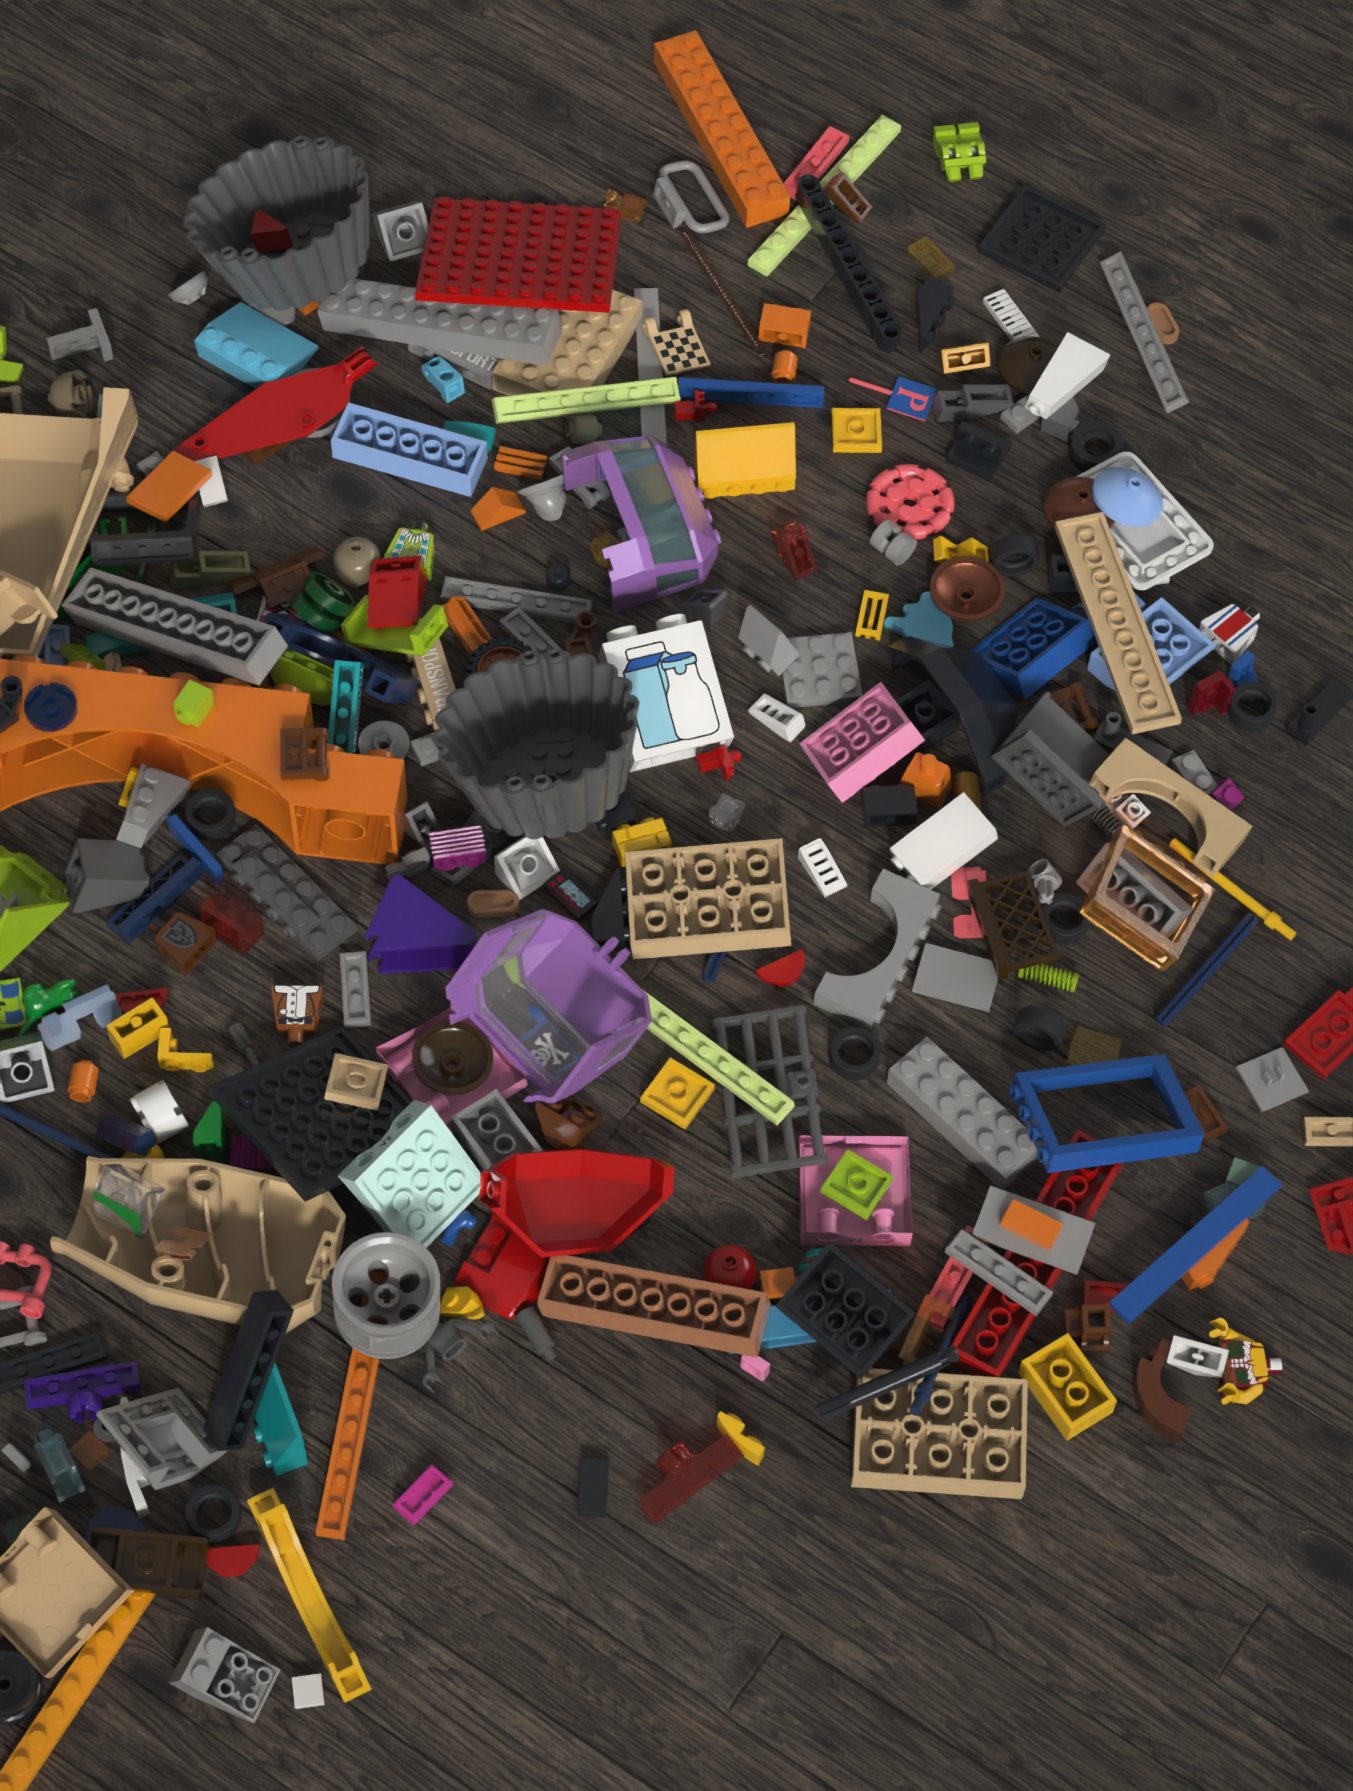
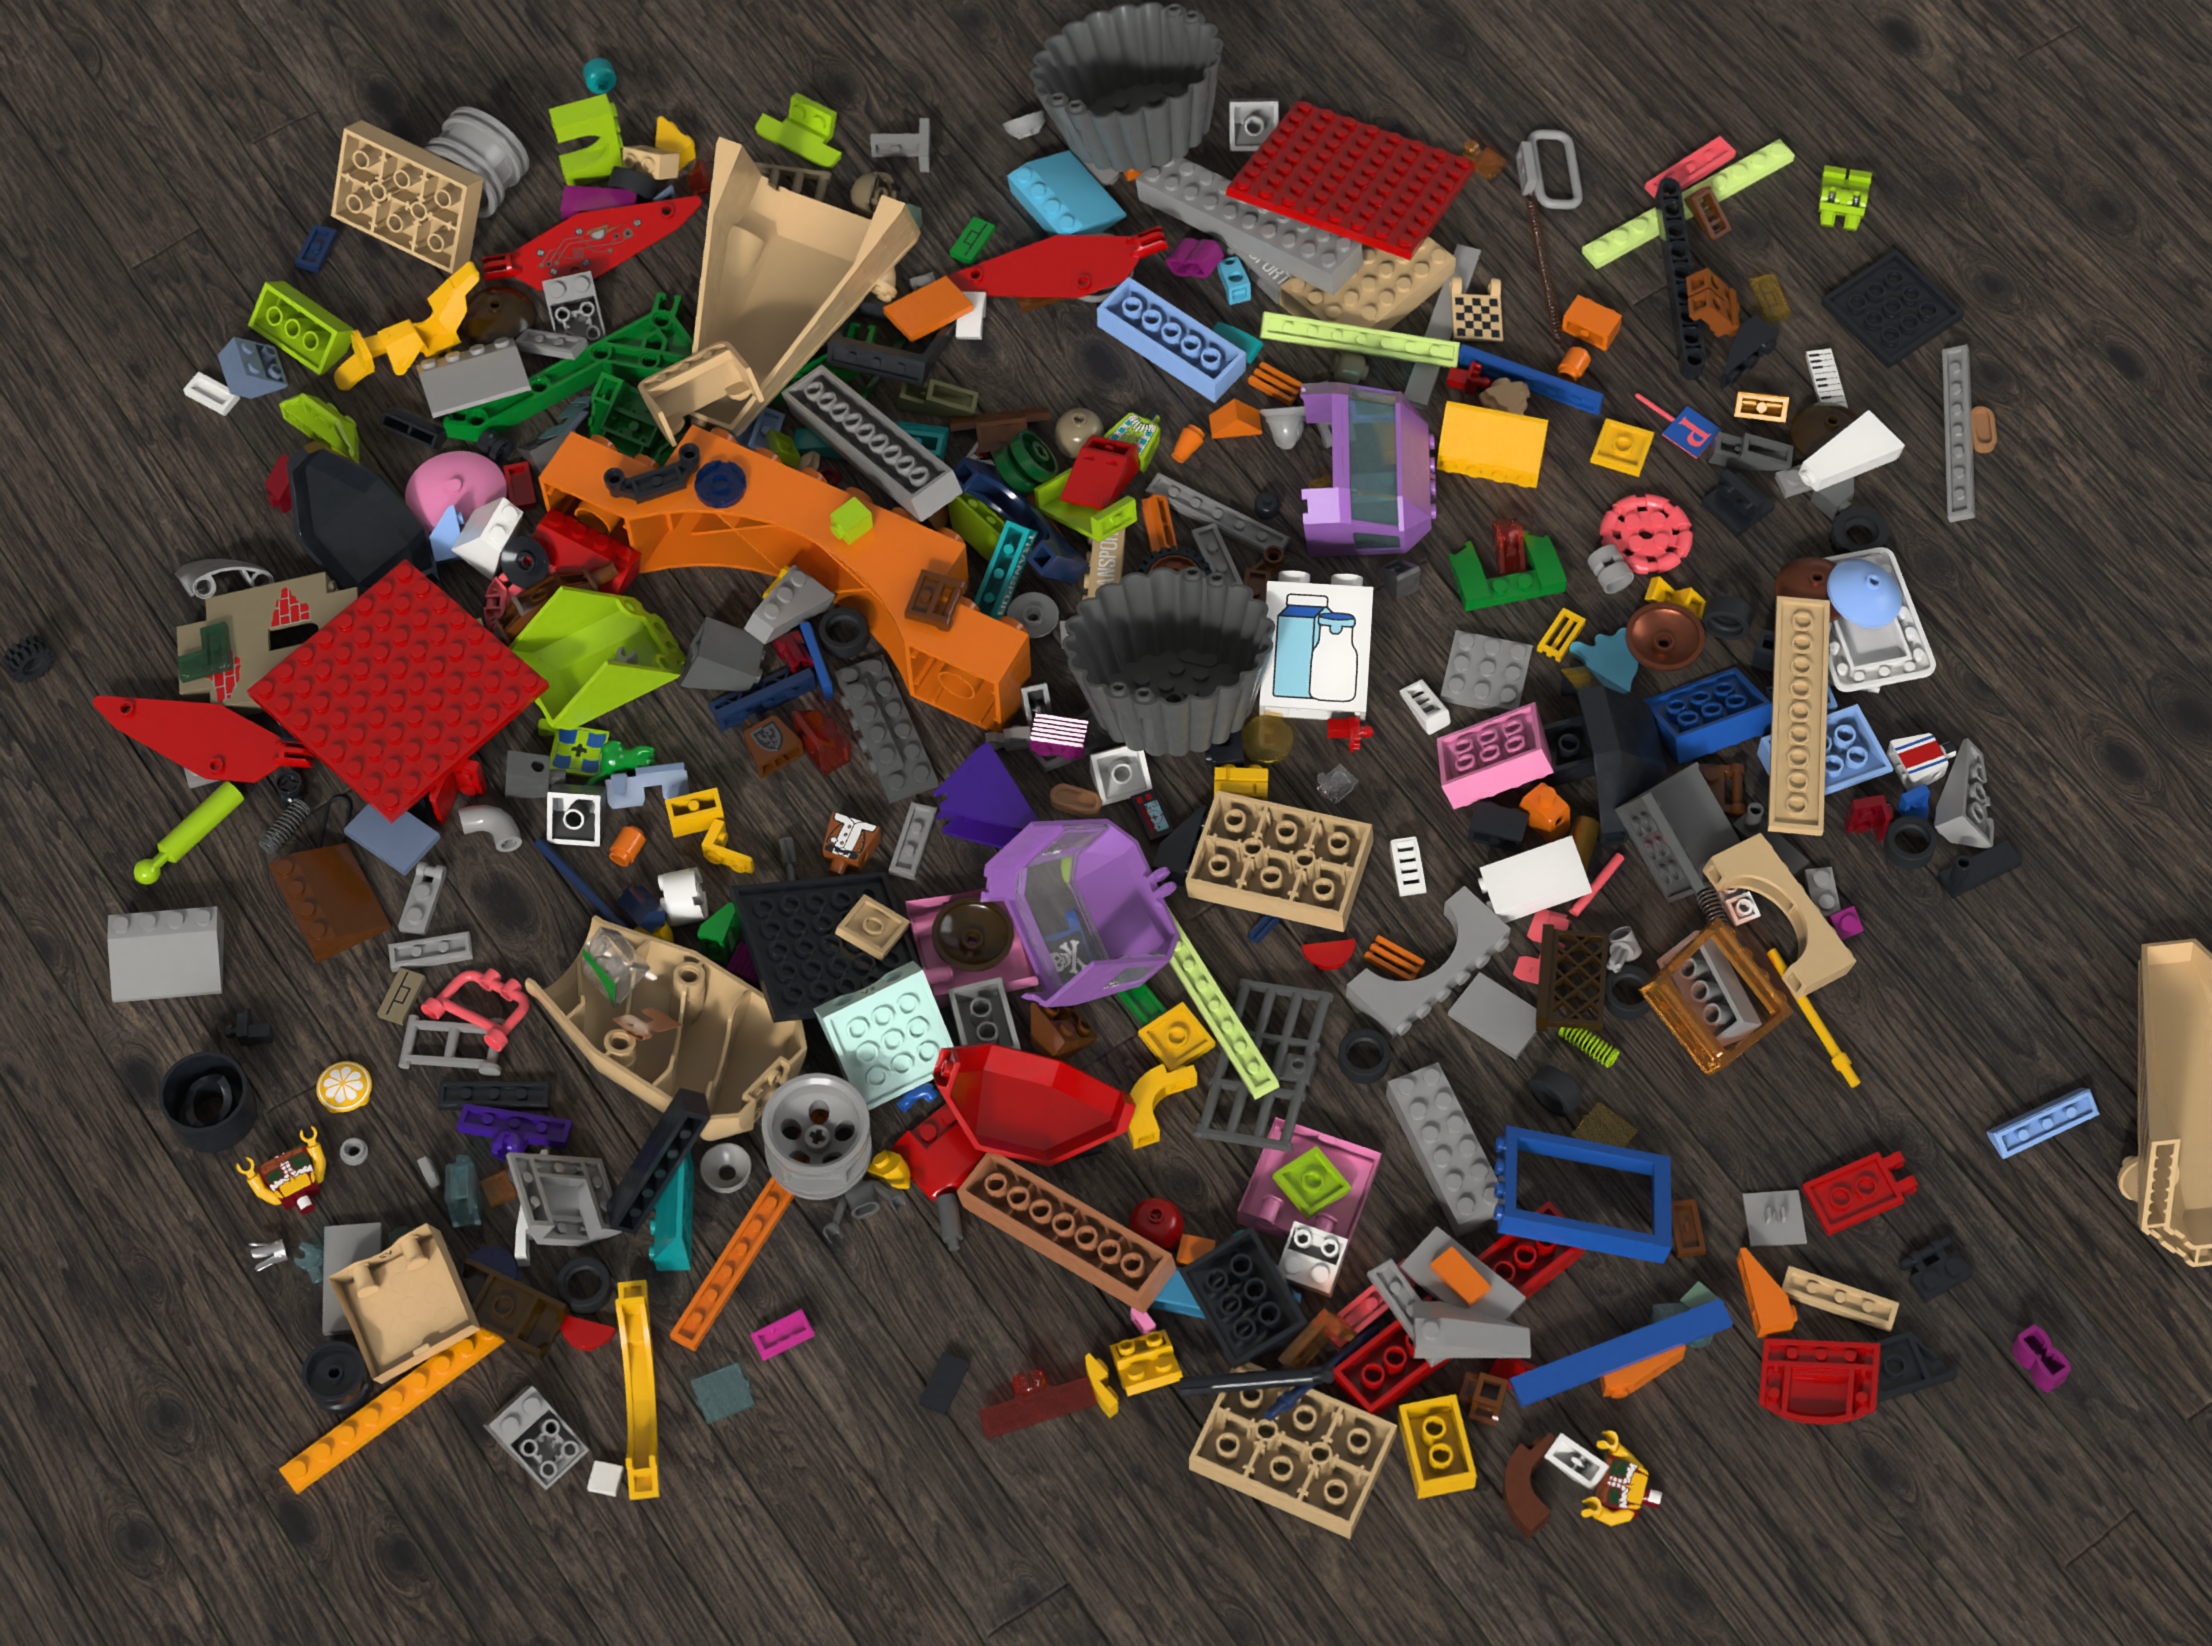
camera: 25 degrees right, 0 degrees up
(130, 1000) = (726, 789): red tile -> none
(168, 845) = (793, 650): none -> dark red piece
(182, 411) = (972, 240): none -> green tile
(269, 233) = (1118, 91): red slope -> none
(304, 1343) = (725, 1156): none -> light grey piece
(387, 1570) = (722, 1393): none -> clear light blue piece
(400, 368) = (1195, 257): none -> magenta brick
(462, 541) = (1188, 442): none -> orange cone
(633, 1073) = (1142, 1004): none -> green tile
(648, 791) = (1267, 739): none -> clear yellow tile
(672, 1150) = (1148, 1092): none -> yellow arch
(721, 129) = (1609, 109): orange brick -> none
(735, 413) = (1506, 396): none -> tan rock
(766, 642) = (1439, 630): light grey slope -> none
(774, 1402) = (1145, 1362): none -> yellow brick
(781, 598) = (1478, 592): none -> green wedge
(844, 952) = (1398, 951): none -> orange tile
(888, 276) = (1713, 302): none -> dark orange hips
(888, 1253) = (1313, 1258): none -> white slope
(998, 824) = (1597, 884): none -> coral bar
(1049, 1276) = (1456, 1332): none -> light grey wedge
(1206, 970) = (1752, 1088): dark blue axle -> none
(1282, 656) = (1963, 803): none -> light grey wedge
(1296, 1154) = (1766, 1300): none -> orange slope

